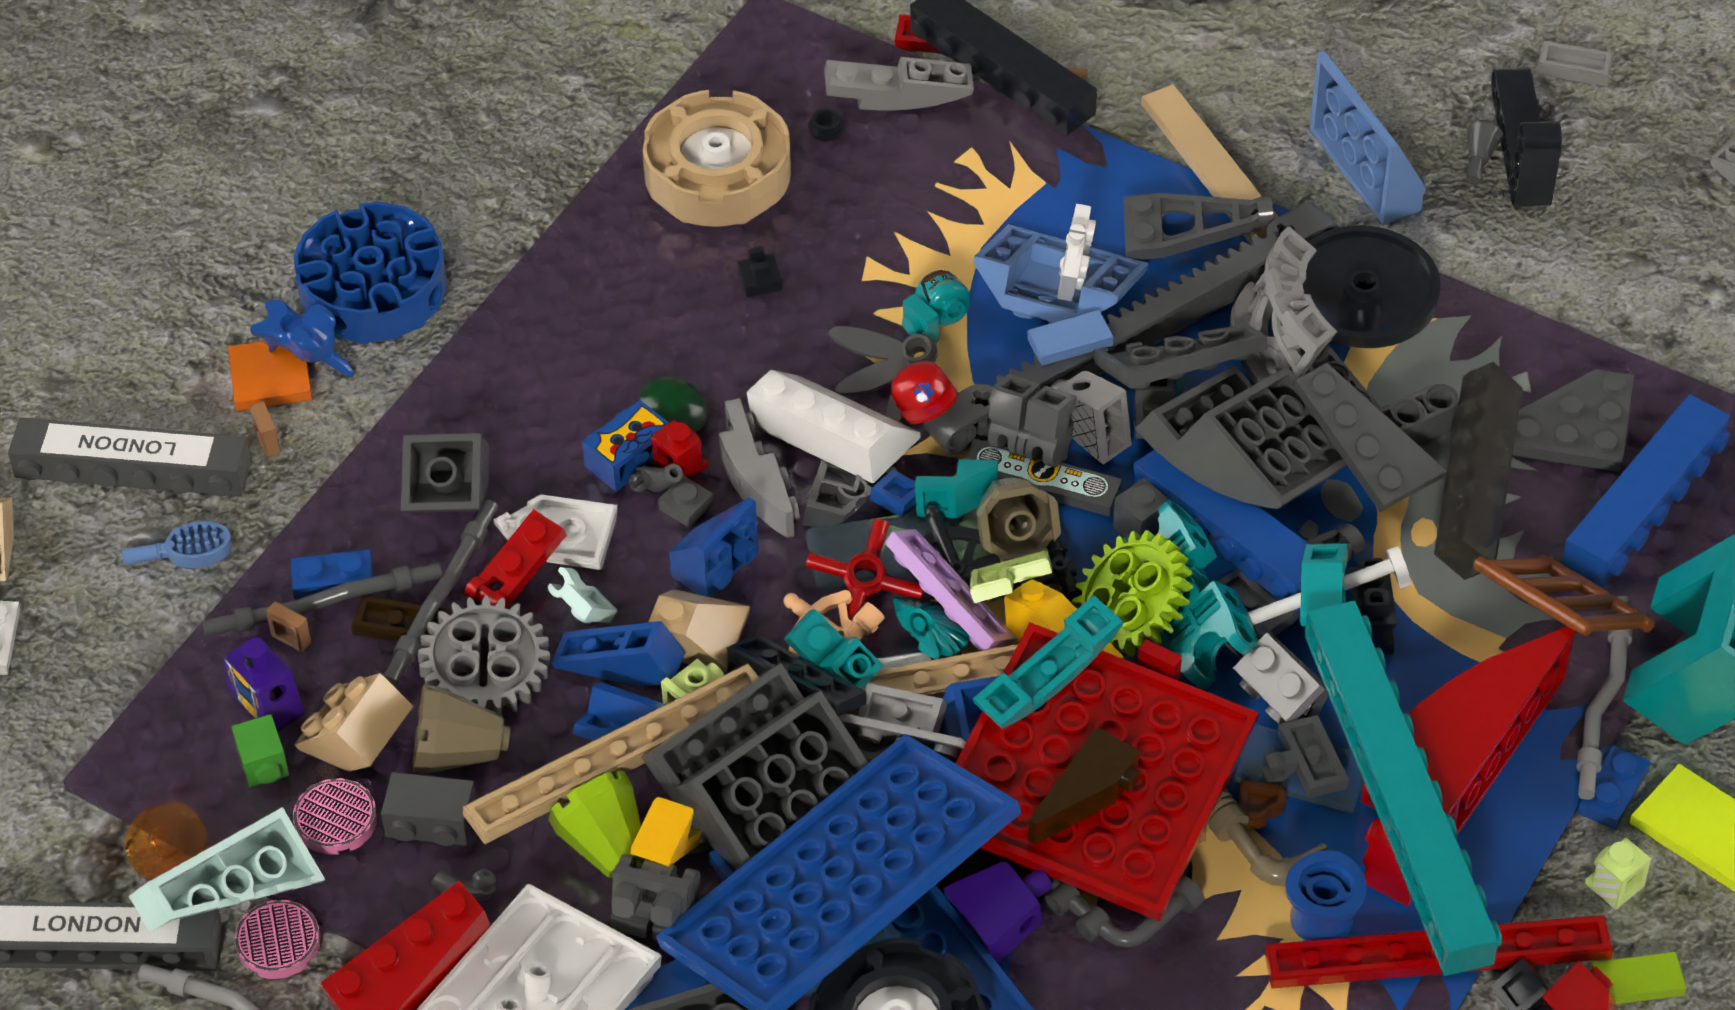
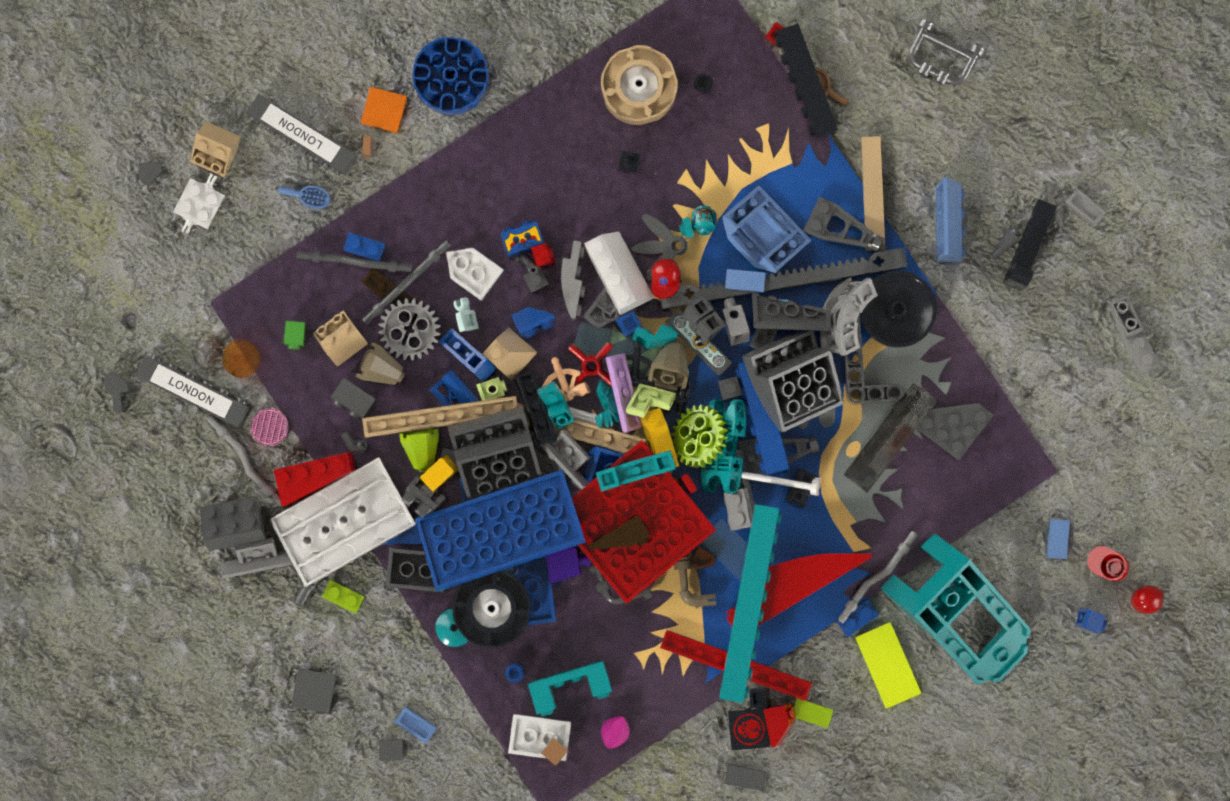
camera: 25 degrees right, 35 degrees up
(241, 868) = (255, 399): light aqua wedge -> none
(255, 672) = (308, 302): dark purple torso -> none
(288, 626) = (332, 271): medium nougat tile -> none
(305, 335) = (404, 107): blue animal -> none
(335, 816) = (315, 380): tile -> none
(444, 472) = (432, 220): dark grey slope -> none
(517, 560) = (445, 283): red plate -> none
(676, 400) = (553, 224): dark green hat -> none
(909, 86) = (748, 74): light grey slope -> none
(1074, 264) = (771, 234): white plate -> none
(1309, 756) = (732, 551): dark grey plate -> none
(1322, 577) = (776, 483): teal slope -> none
(1324, 895) = (699, 625): blue piece -> none
(1371, 445) = (847, 407): dark grey wing -> none
(1564, 607) = (897, 516): dark orange bar -> none
(1619, 872) = (831, 663): yellowish green brick -> none
(1646, 491) = (959, 481): blue brick -> none

